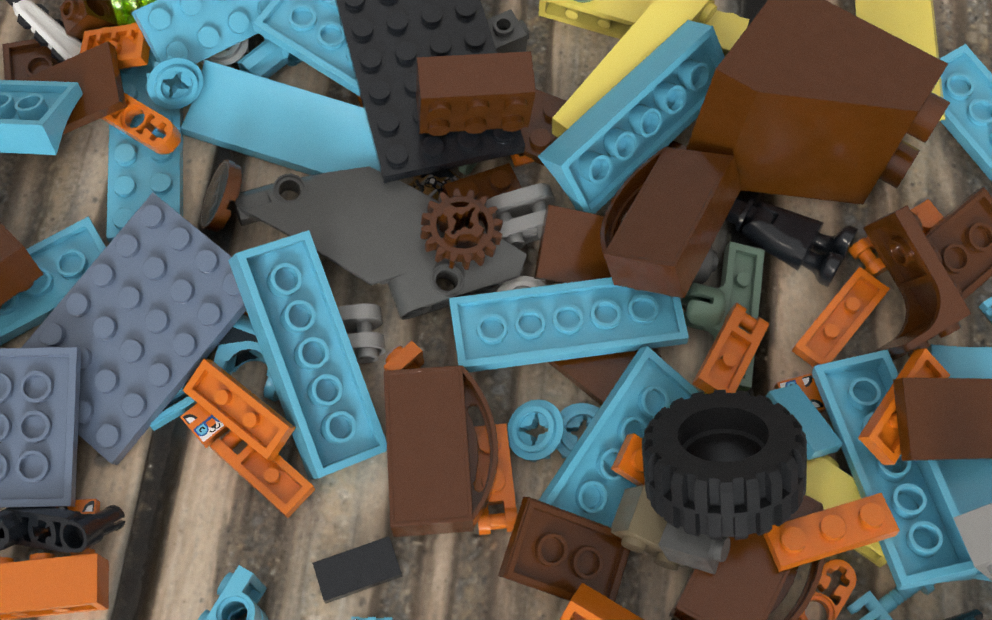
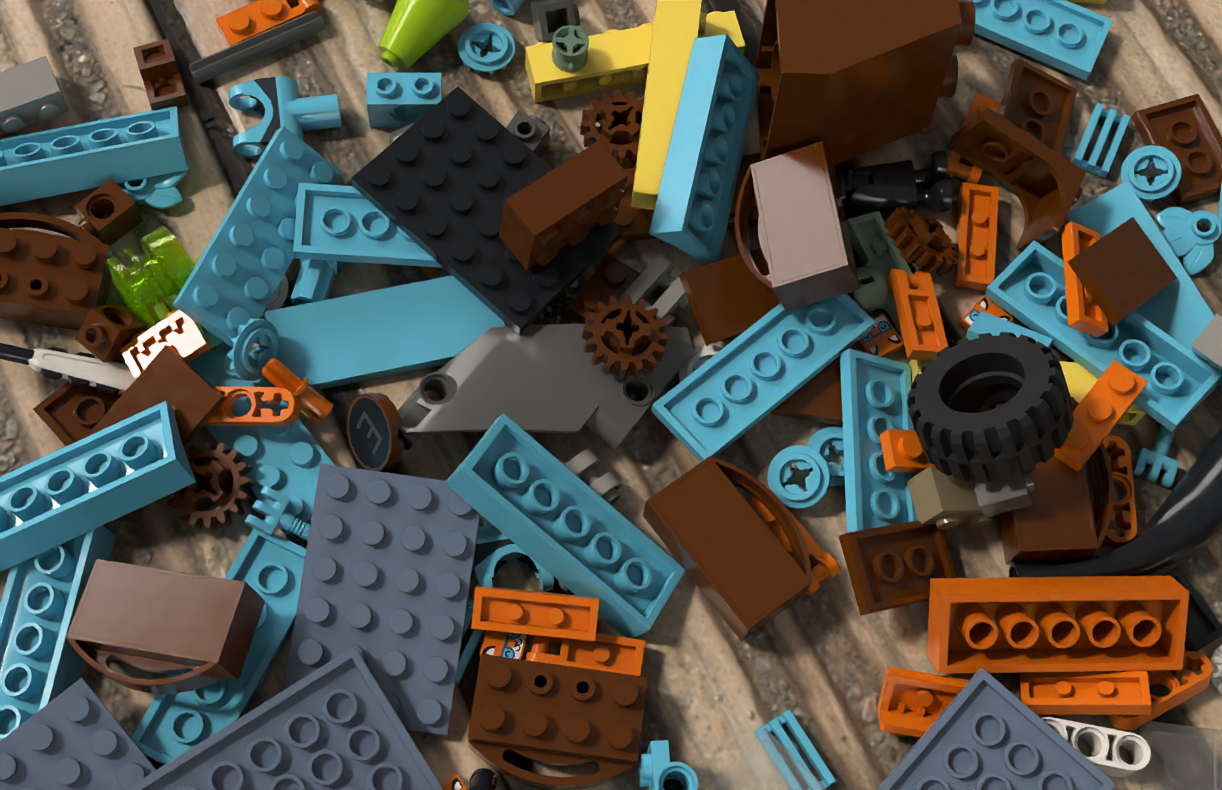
camera: 40 degrees left, 0 degrees up
(78, 169) = (227, 480): none -> reddish brown gear
(104, 216) = (276, 515): none -> medium azure hinge
(190, 132) = (311, 402): none -> orange axle
(198, 504) = (556, 719): none -> reddish brown piece
(357, 569) = (729, 689): black tile -> none
(405, 358) = (644, 485): orange plate -> none
(588, 53) = (618, 124): none -> reddish brown gear
(689, 357) = (881, 339): none -> tile
(782, 294) = (921, 241): none -> reddish brown gear

